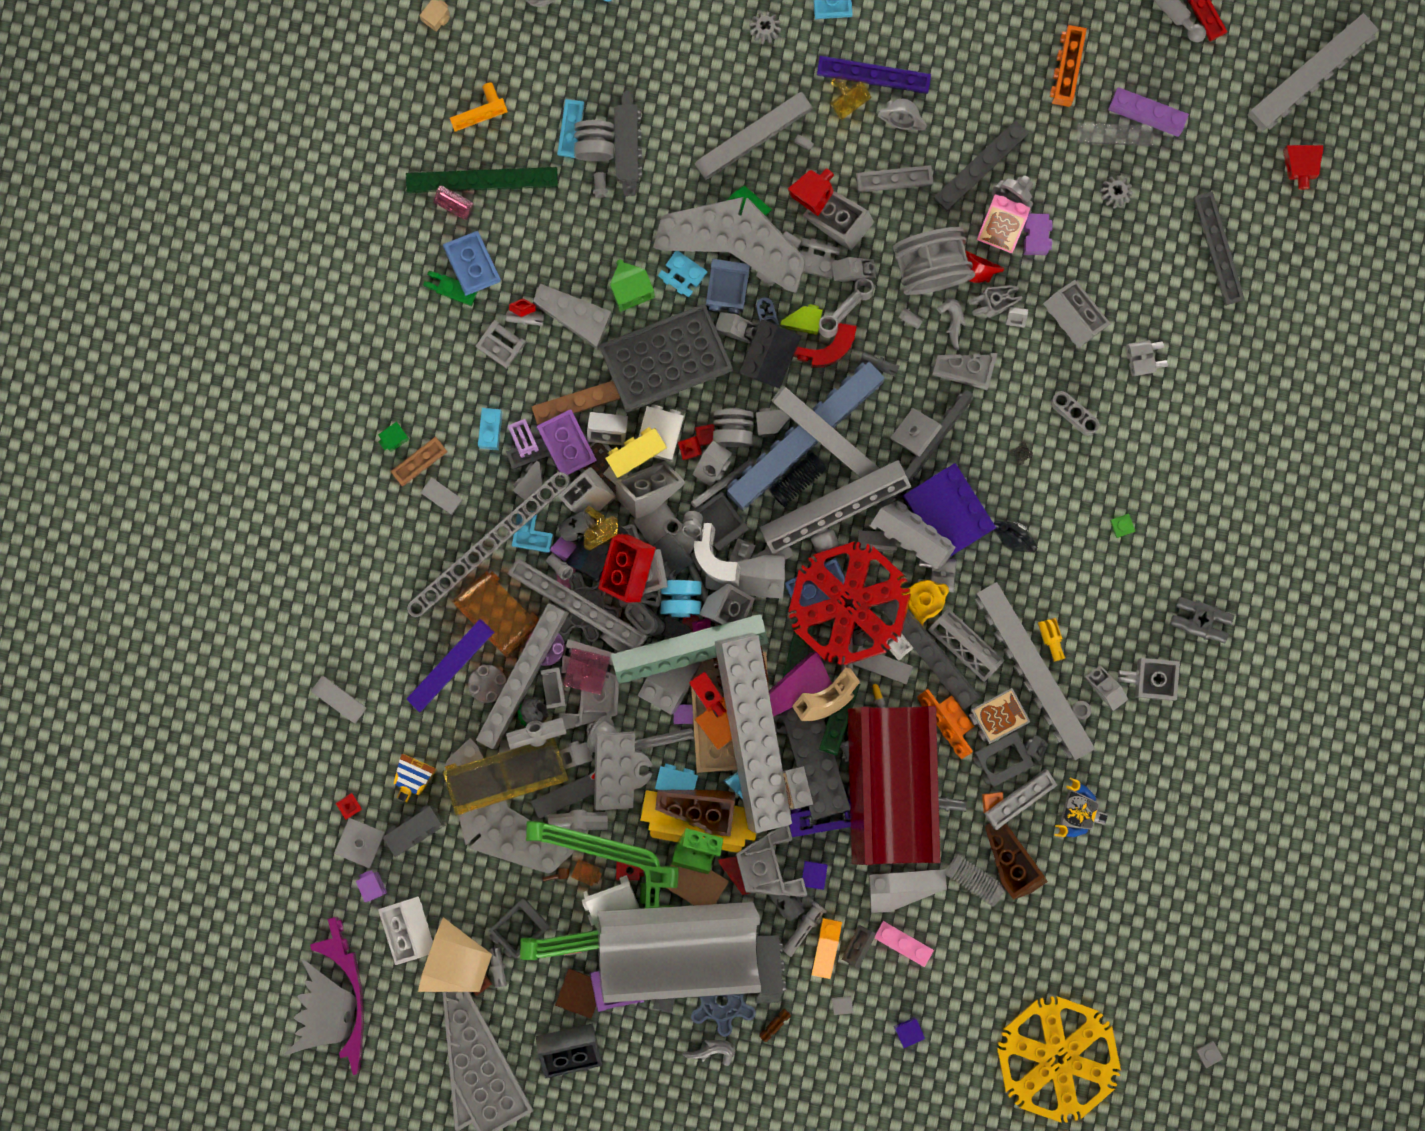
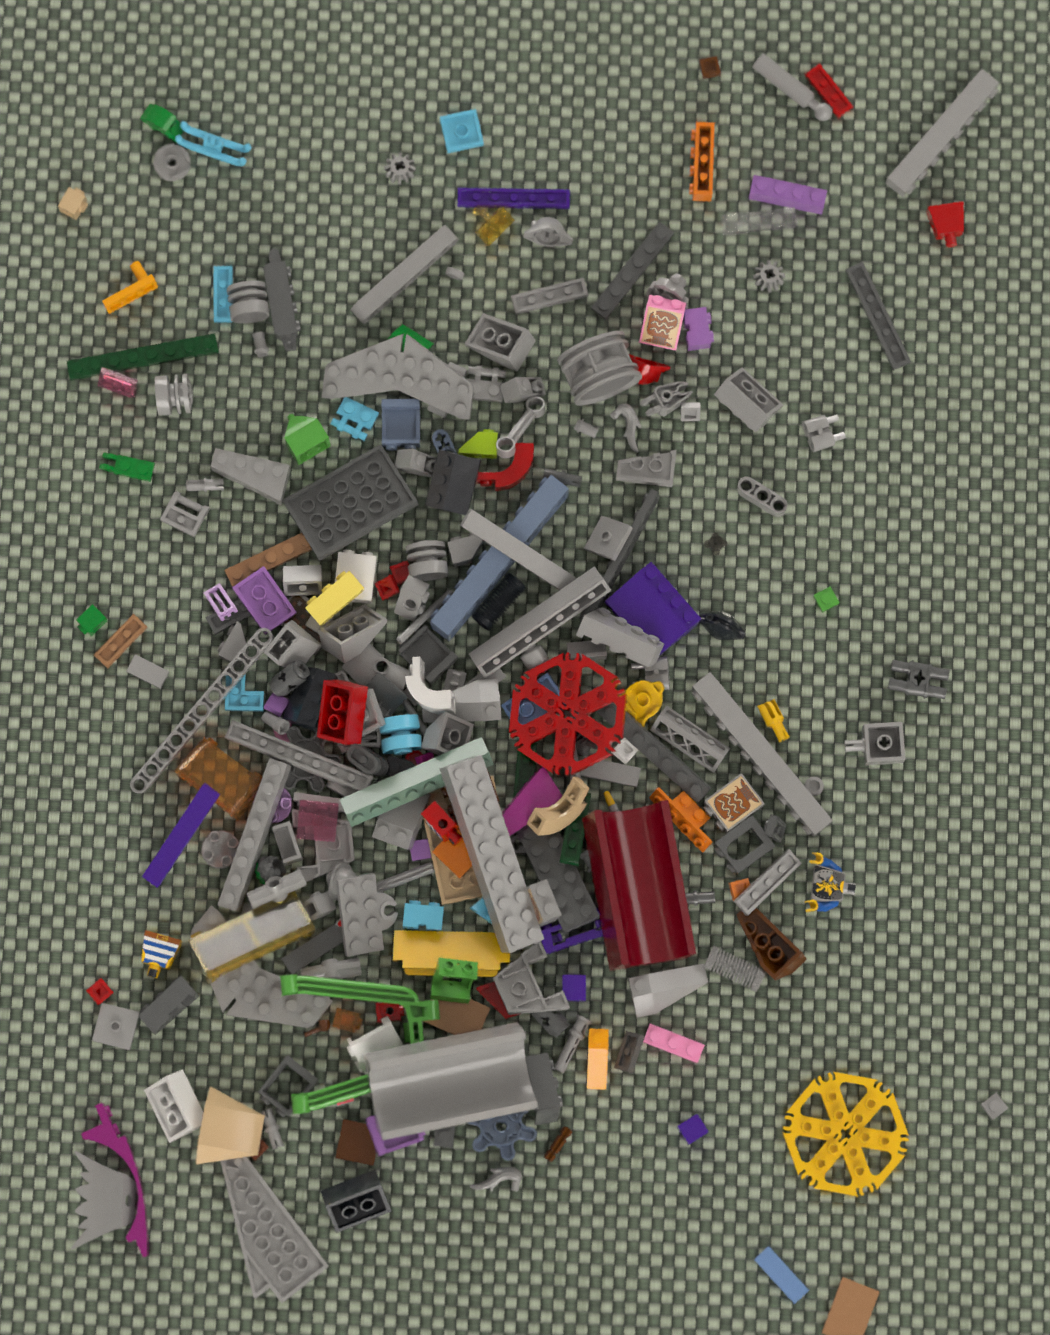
camera: 10 degrees left, 5 degrees down
(338, 699) = (74, 887): light grey beam -> none
(371, 886) = (133, 1066): medium lavender brick -> none
(471, 263) = (144, 439): medium blue tile -> none
(490, 429) = (186, 598): medium azure brick -> none
(506, 223) = (173, 394): none -> light grey wheel
(522, 307) = (201, 474): red tile -> none
(602, 531) = (312, 680): clear yellow plate -> none
(692, 524) = (401, 660): light grey wheel -> none
(700, 808) = (451, 938): reddish brown wedge -> none
(813, 190) = (470, 318): red torso -> none
(842, 1005) = (622, 1114): light grey piece -> none
(1107, 687) = (835, 760): light grey slope -> none

